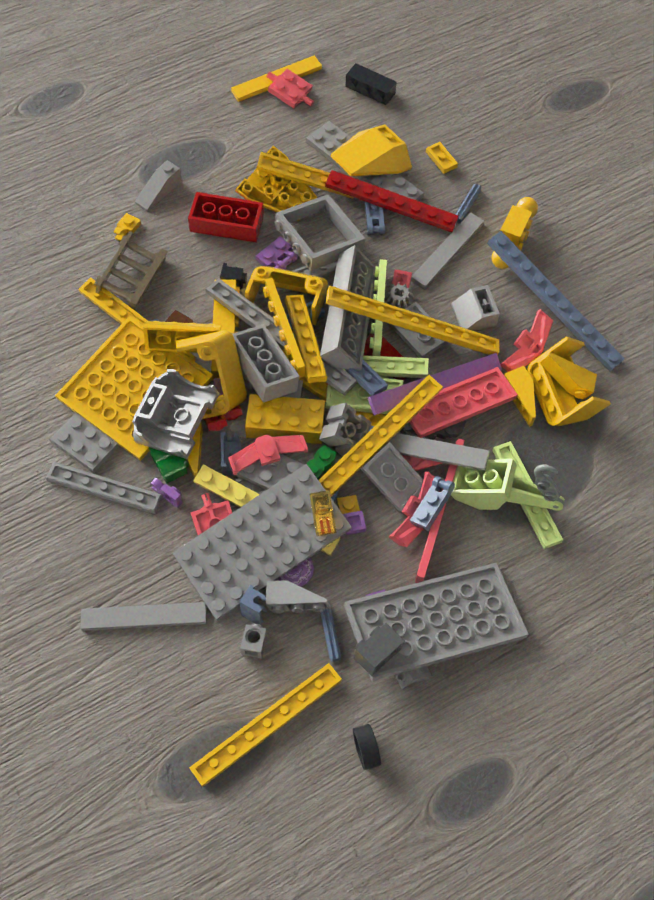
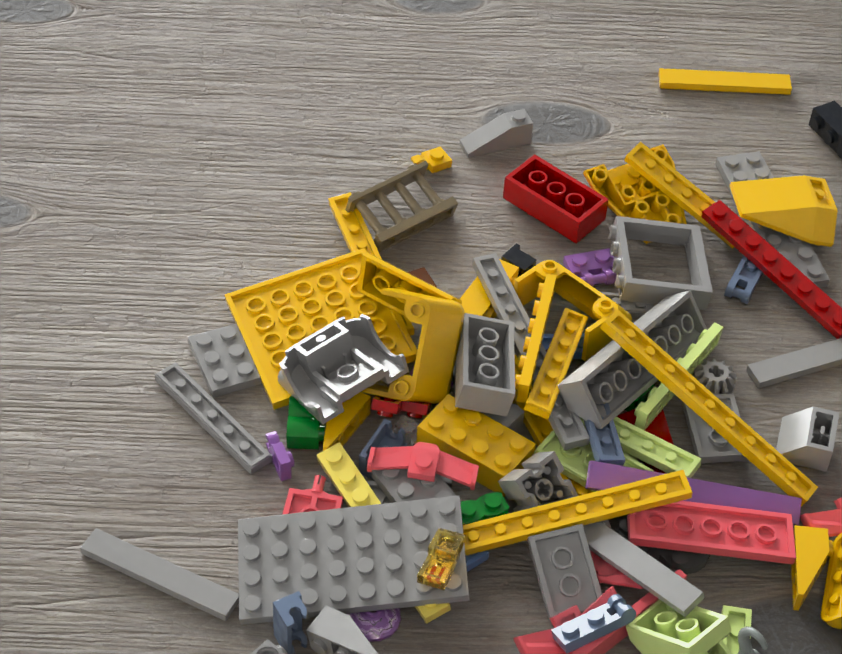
camera: 30 degrees right, 15 degrees down
(290, 88) = (733, 97): coral plate -> none
(348, 504) = (487, 581): yellow plate -> none
(356, 521) = (482, 601): medium lavender plate -> none
(402, 277) = (736, 359): coral tile -> none

